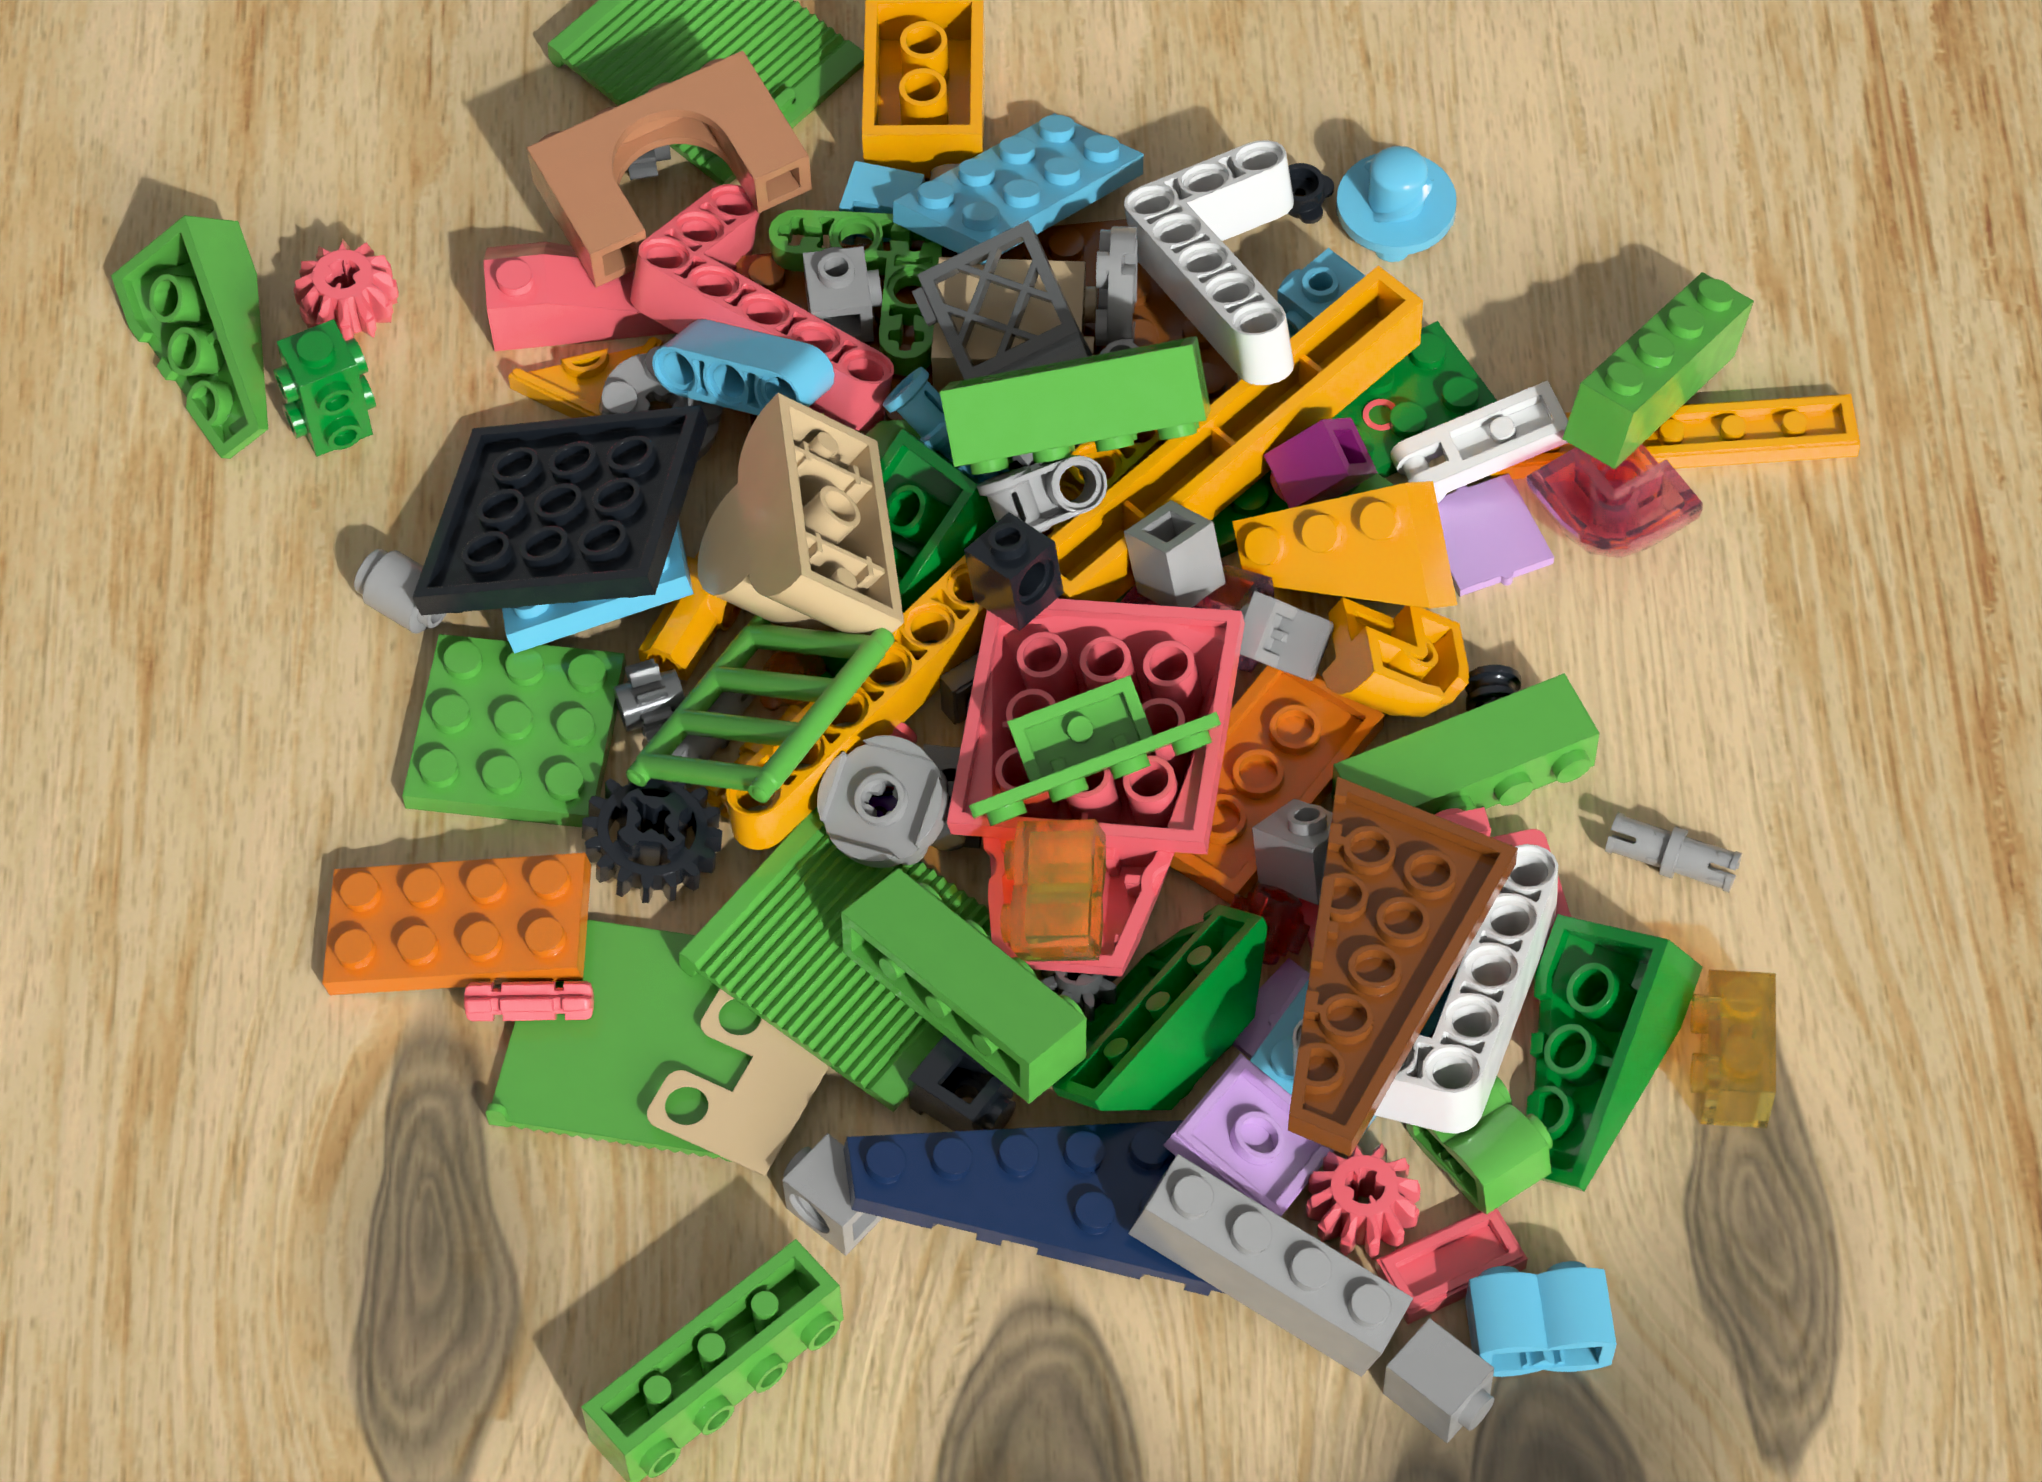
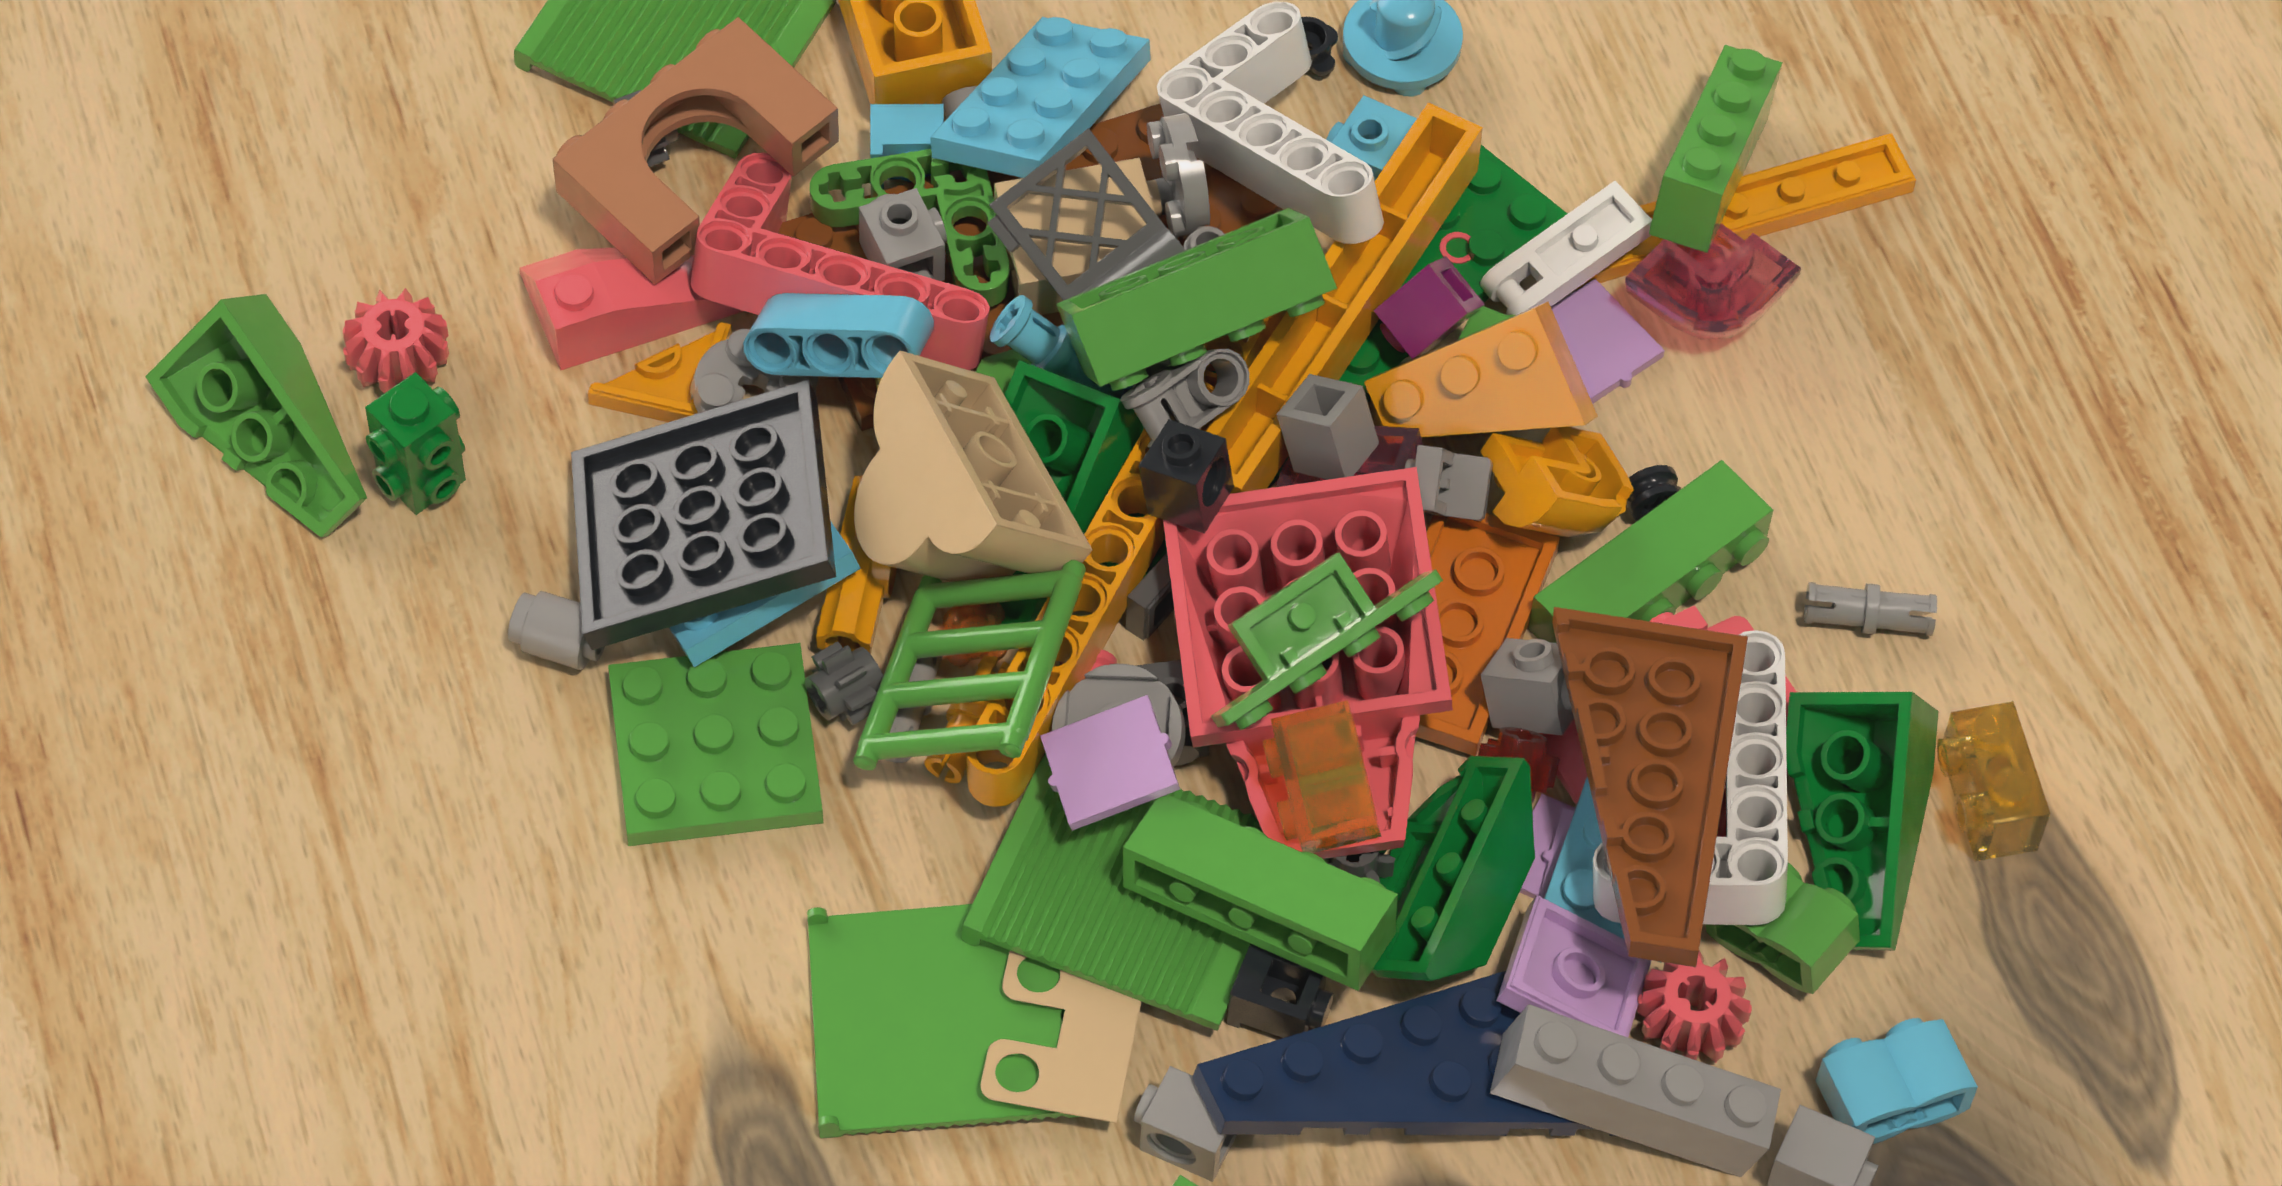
camera: 20 degrees left, 0 degrees up
(457, 923) = (727, 948): orange plate -> none
(529, 1001) = (825, 1007): coral axle -> none
(652, 836) = (892, 817): black gear -> none
(859, 829) = (1110, 762): none -> lavender piece
(1440, 1264) = (1794, 1043): coral tile -> none

